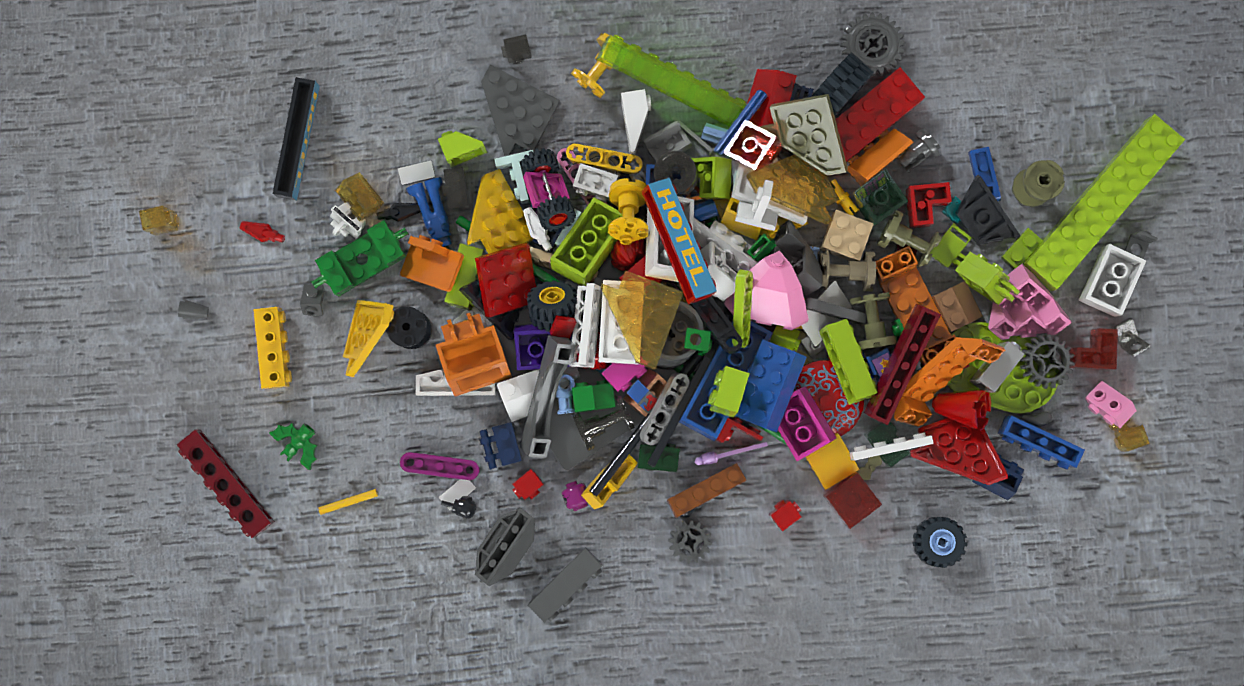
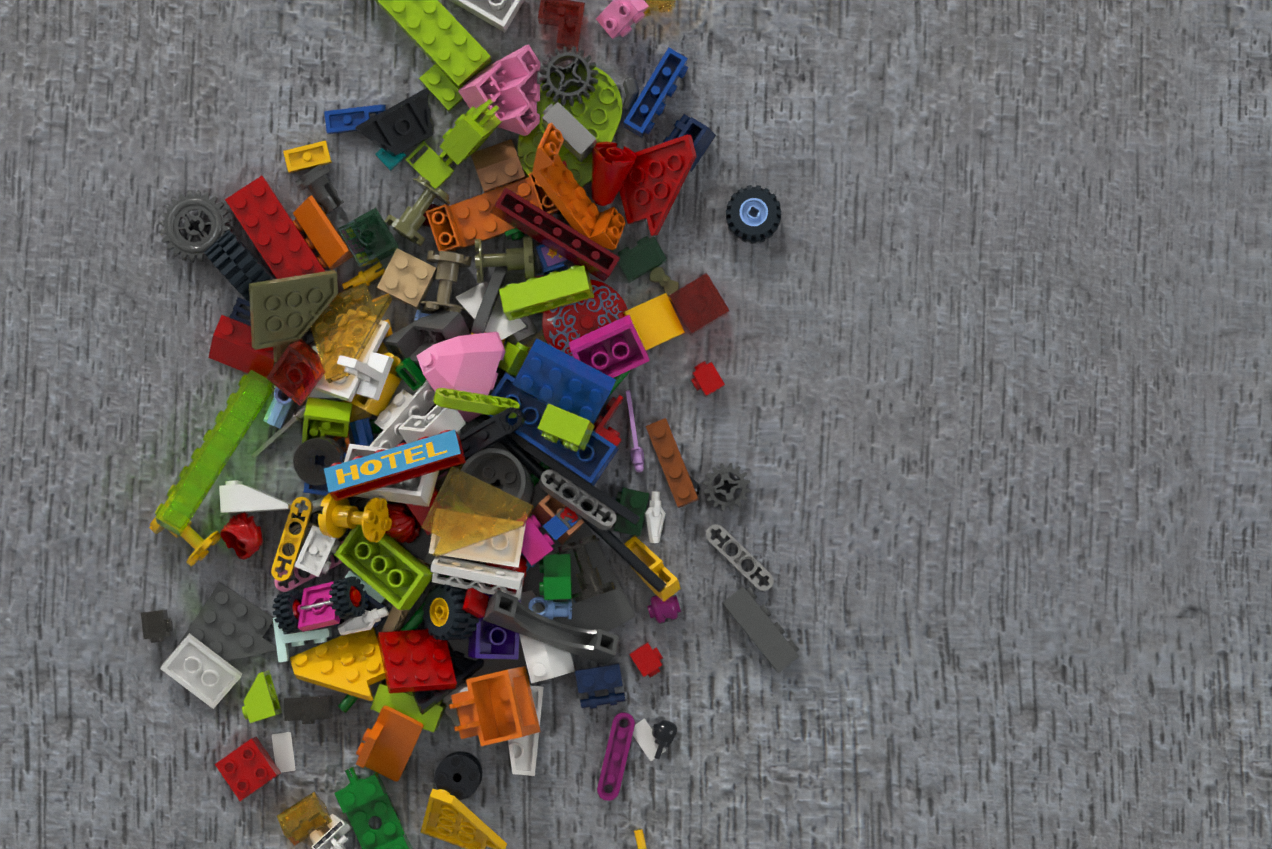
camera: 90 degrees left, 0 degrees up
(398, 142) = (248, 768): none -> red brick
(399, 211) = (325, 774): black piece -> none
(437, 221) = (342, 736): blue piece -> none
(480, 92) = (201, 671): none -> white plate
(504, 546) = (711, 691): dark grey wedge -> none
(602, 115) = (242, 535): none -> red hair
(625, 557) = (741, 555): none -> light grey beam
(655, 479) = (655, 518): none -> white piece
(666, 140) = (280, 466): light grey bracket -> none
(705, 344) = (510, 447): green bracket -> none
(746, 114) = (260, 375): blue axle -> none
(882, 448) = (642, 247): white plate -> none
(922, 199) = (376, 192): red brick -> none
(946, 136) = (307, 156): none -> yellow plate
(1038, 183) = (371, 63): olive piece -> none

